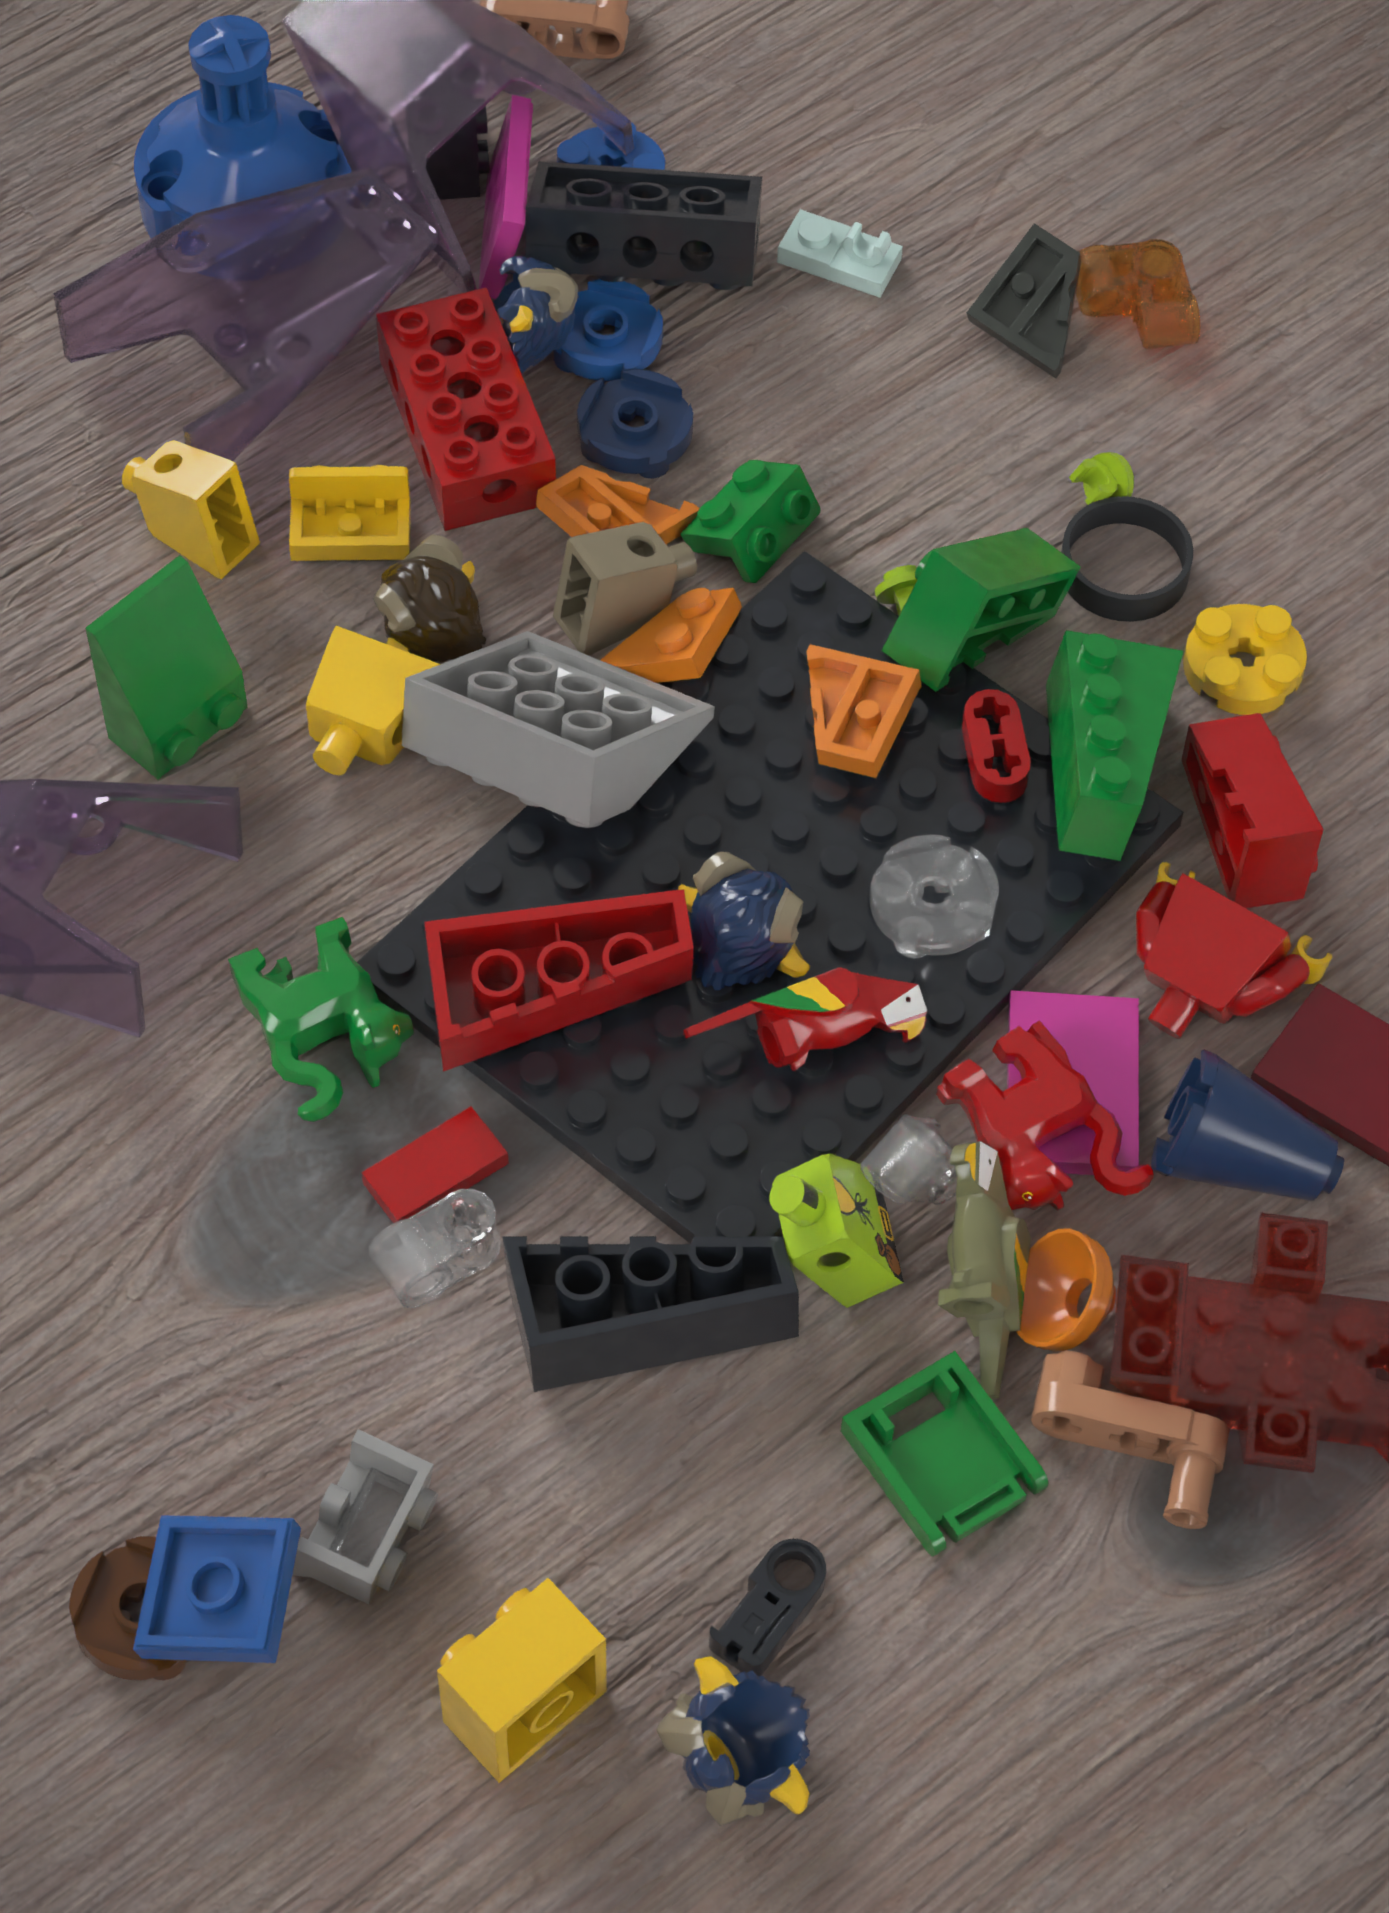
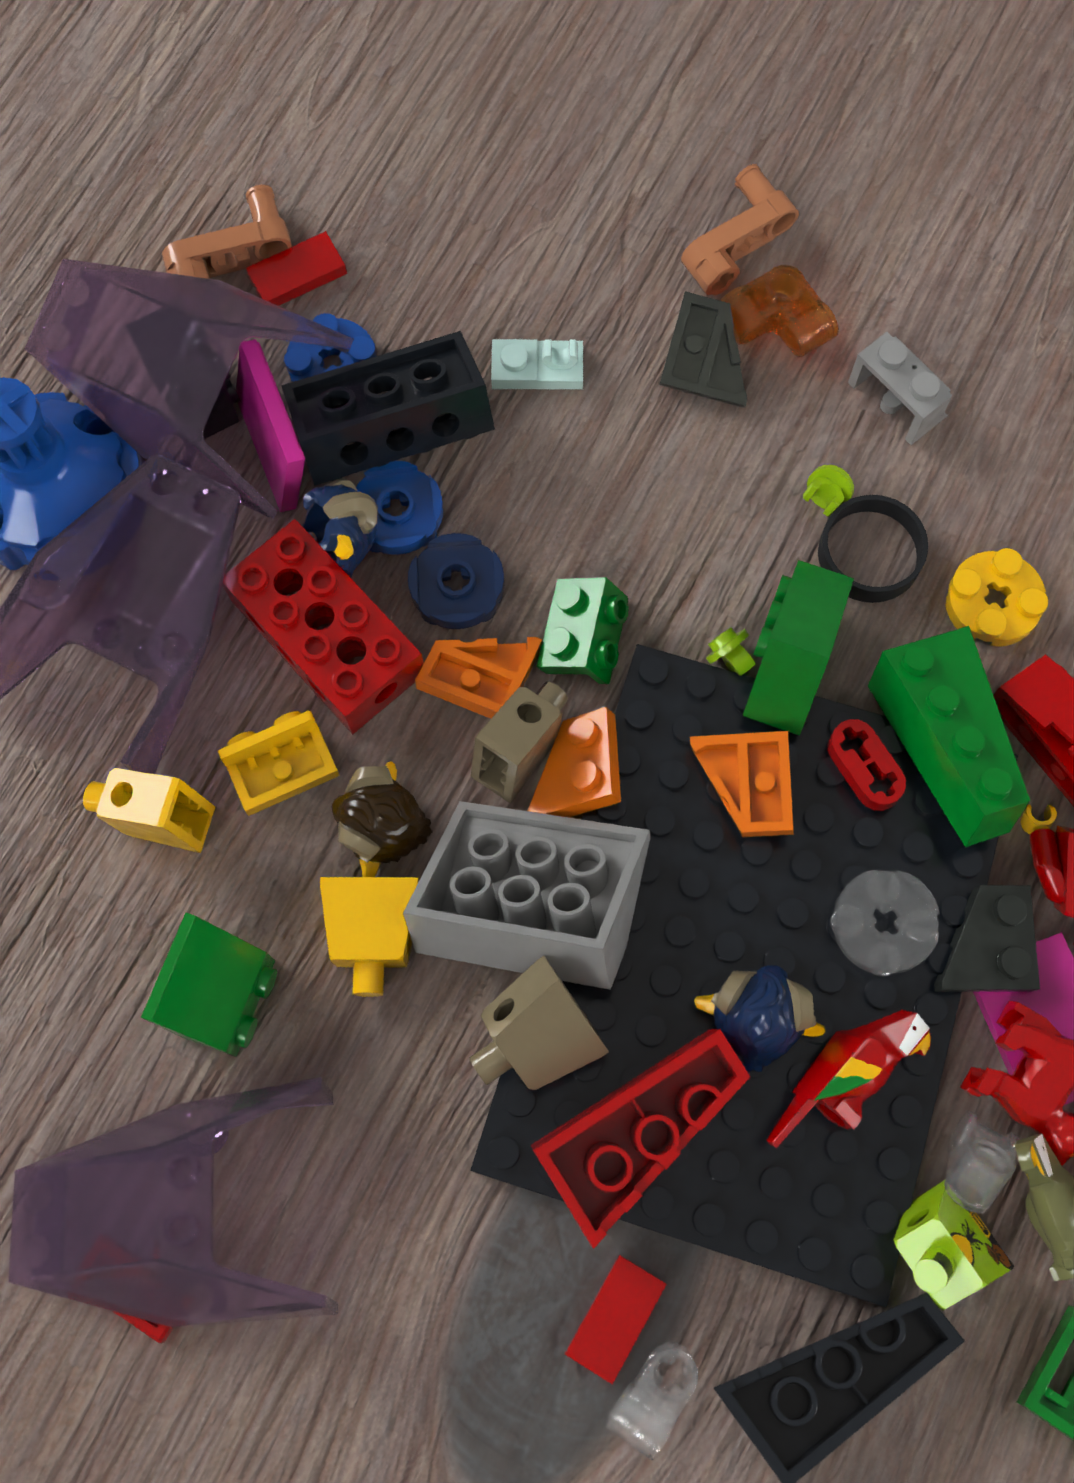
camera: 20 degrees left, 15 degrees up
(316, 1008) = (461, 1225): green animal -> none
(489, 835) = (536, 1031): none -> dark tan torso
(625, 72) = (297, 270): none -> red tile
(1045, 969) = (994, 944): none -> pearl dark grey wing
(1107, 209) = (714, 254): none -> nougat beam
(1253, 409) = (908, 383): none -> light grey window

